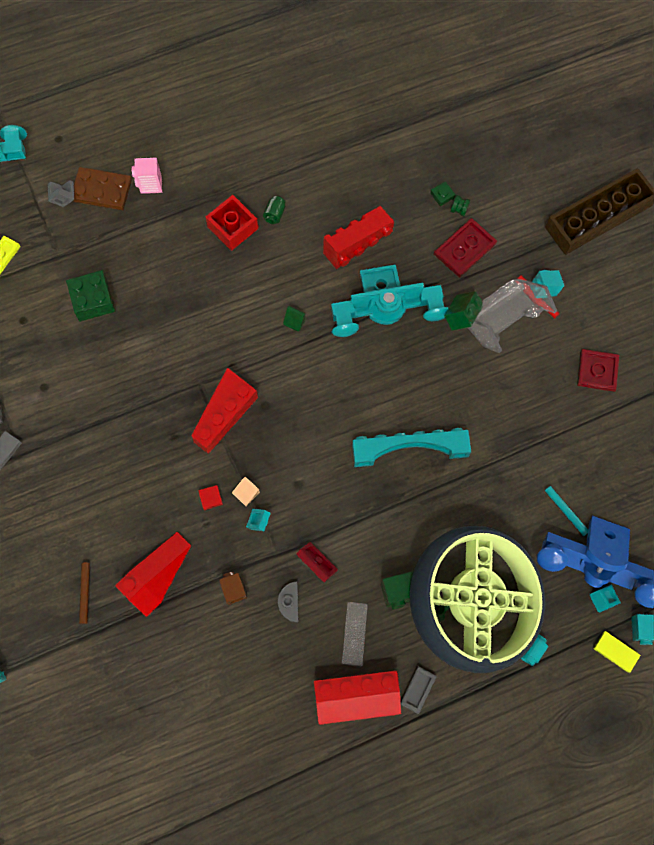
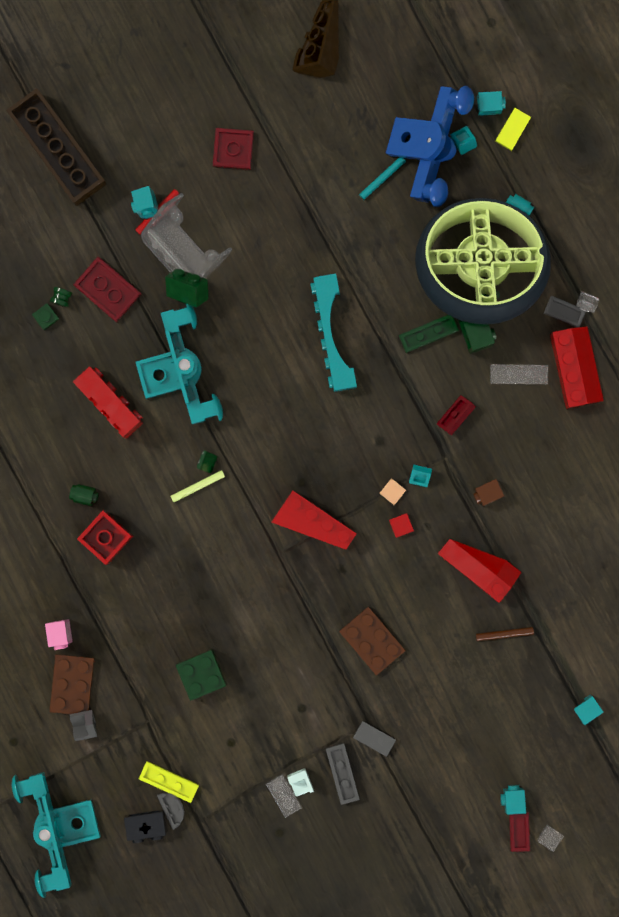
camera: 90 degrees left, 15 degrees up
(98, 459) = (372, 641): none -> reddish brown plate
(272, 312) = (197, 486): none -> yellowish green bar
(289, 602) = (495, 439): dark grey plate -> none
(403, 541) = (428, 333): none -> dark green tile
(427, 715) = (587, 302): none -> clear plate

